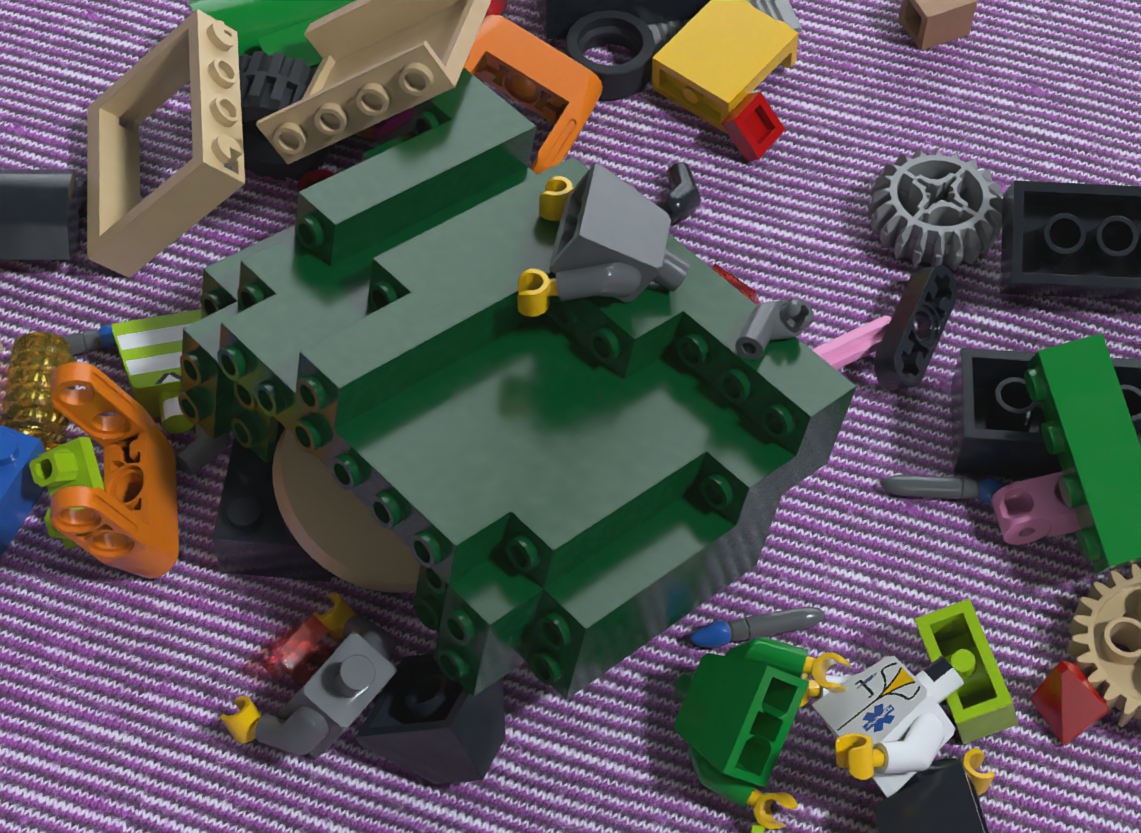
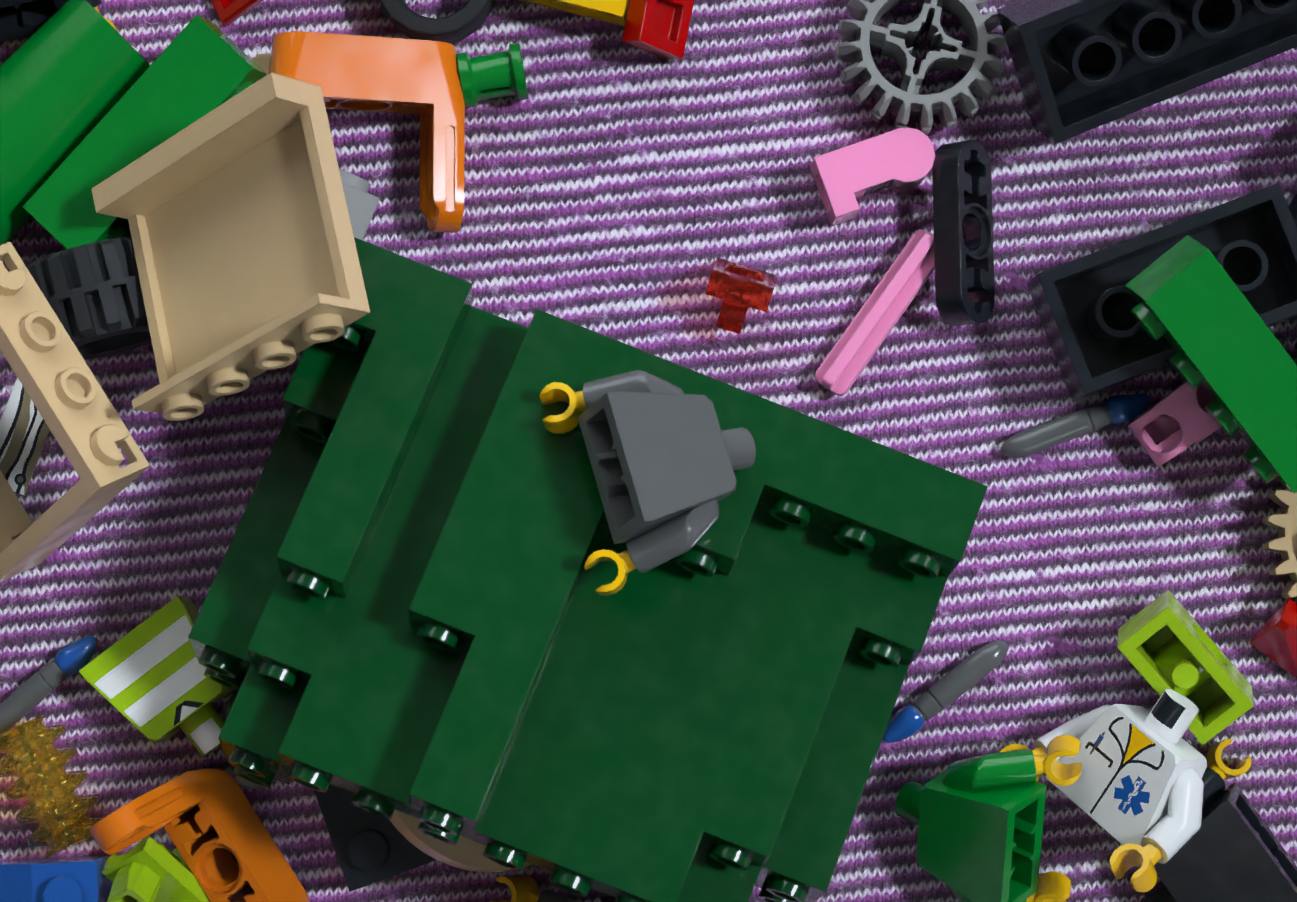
camera: 20 degrees left, 30 degrees up
(619, 116) = (492, 75): none -> green bush
(684, 195) = (621, 162): black arm -> none
(773, 322) = (867, 460): dark grey arm -> none
(864, 266) = (889, 160): none -> bright pink leg

